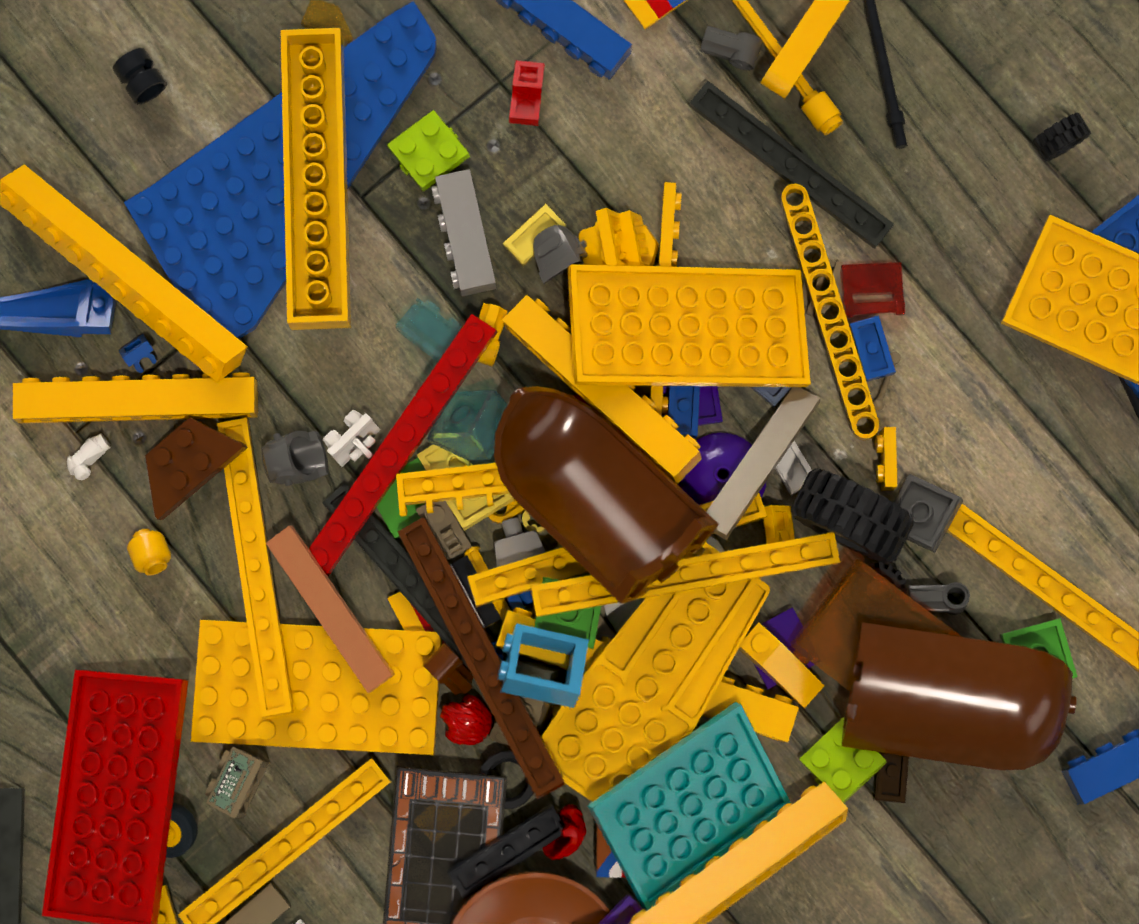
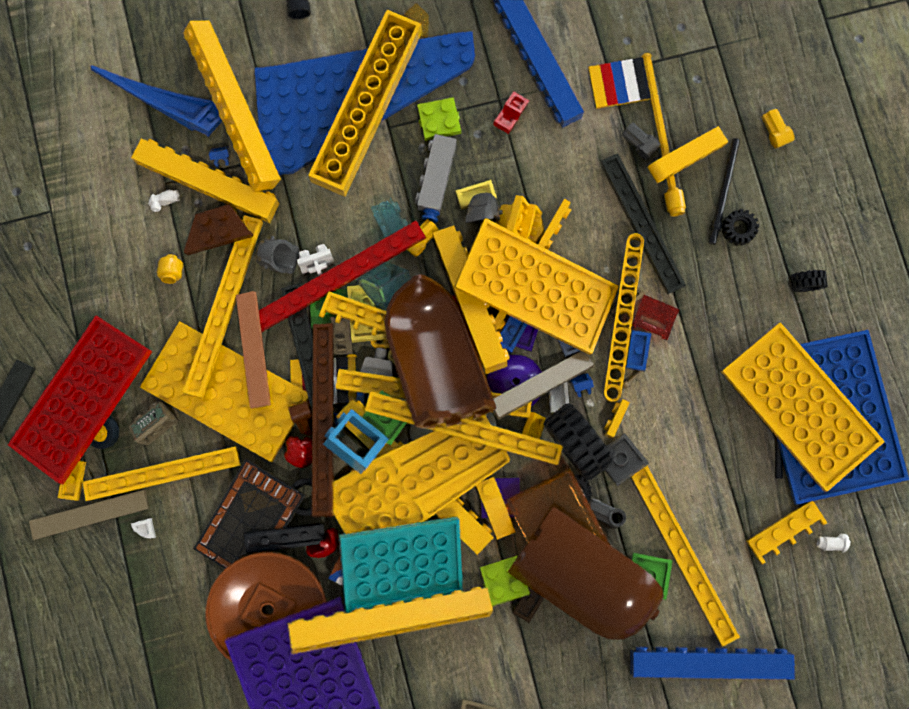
camera: 25 degrees right, 0 degrees up
(485, 295) = (430, 214): none -> blue bush
(815, 432) = (581, 383): none -> blue tile
(934, 88) = (745, 217): none -> black tyre

